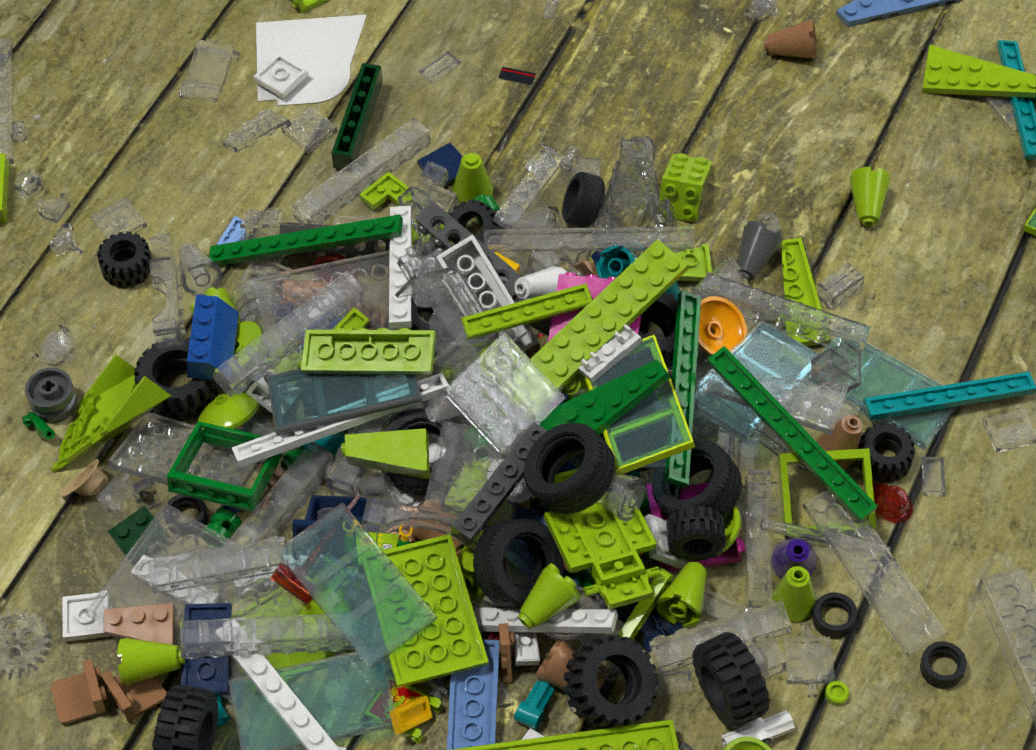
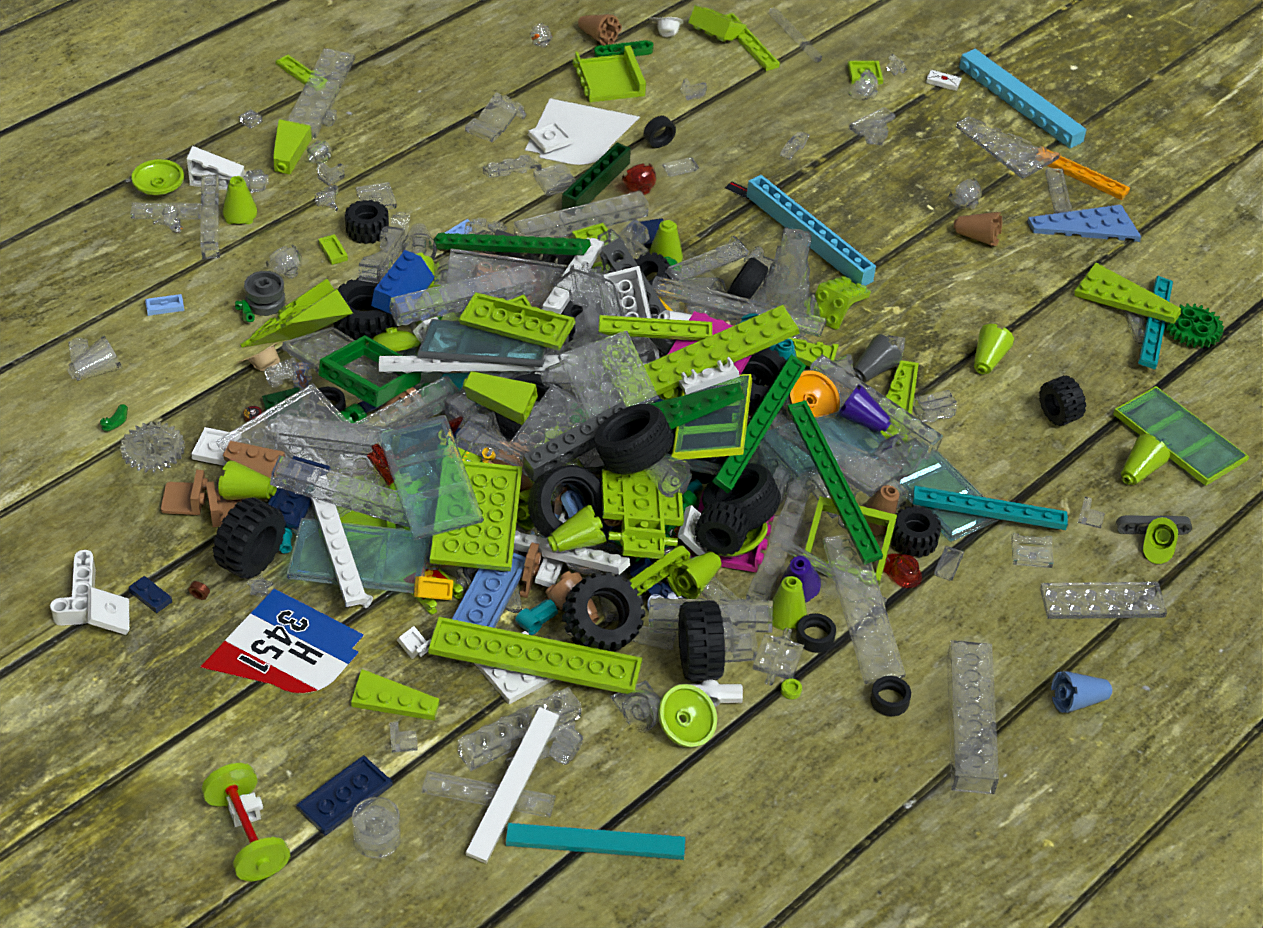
camera: 15 degrees right, 10 degrees down
(100, 307) = (333, 249): none -> lime tile
(107, 558) = (251, 412): none -> tile
(400, 31) = (664, 138): none -> black tyre
(406, 101) = (640, 178): none -> clear red cylinder
(618, 107) = (823, 240): none -> medium azure brick
(779, 327) = (864, 410): none -> dark purple cone
(971, 236) = (1062, 400): none -> black tyre

